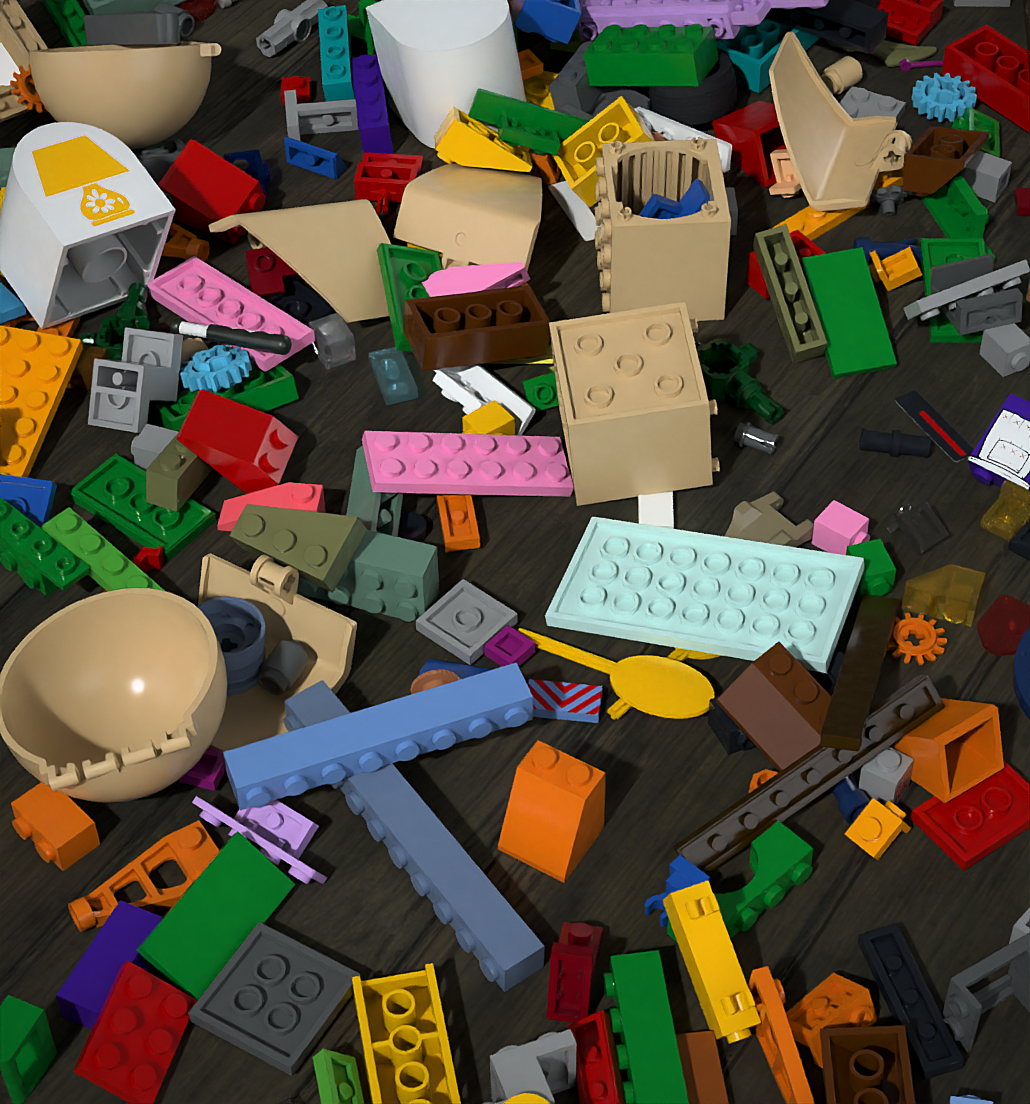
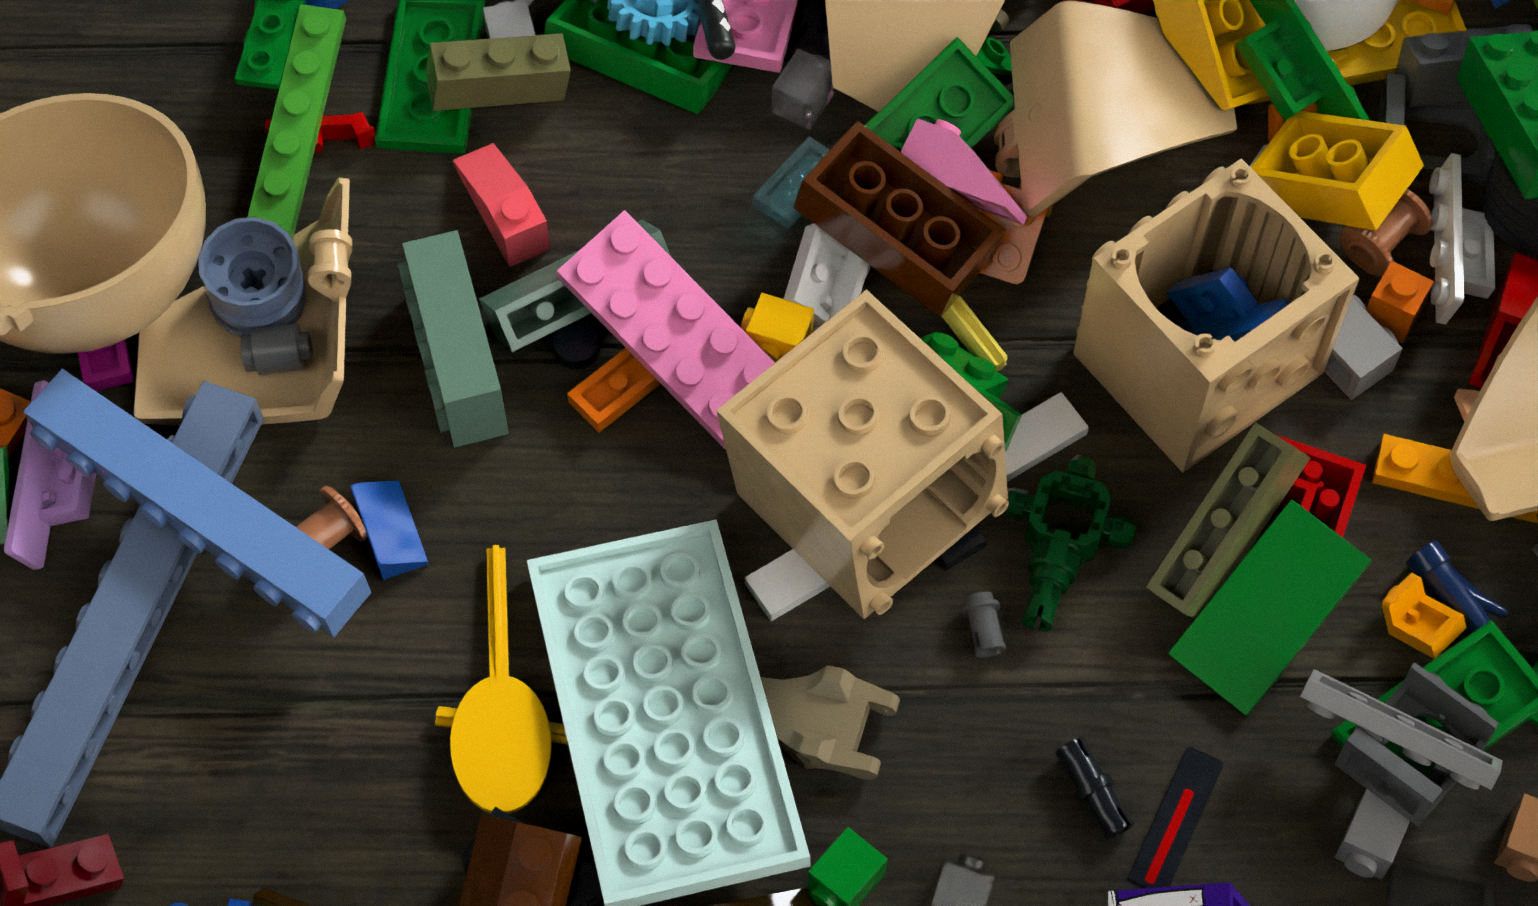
camera: 55 degrees right, 15 degrees up
(237, 441) = (549, 97): red slope -> none
(307, 540) = (390, 254): olive wedge -> none
(465, 621) = (470, 486): light grey plate -> none
(509, 647) = (459, 553): magenta plate -> none
(553, 811) = (229, 737): orange slope -> none
(566, 700) = (425, 653): medium blue tile -> none
(839, 528) = (888, 806): bright pink brick -> none

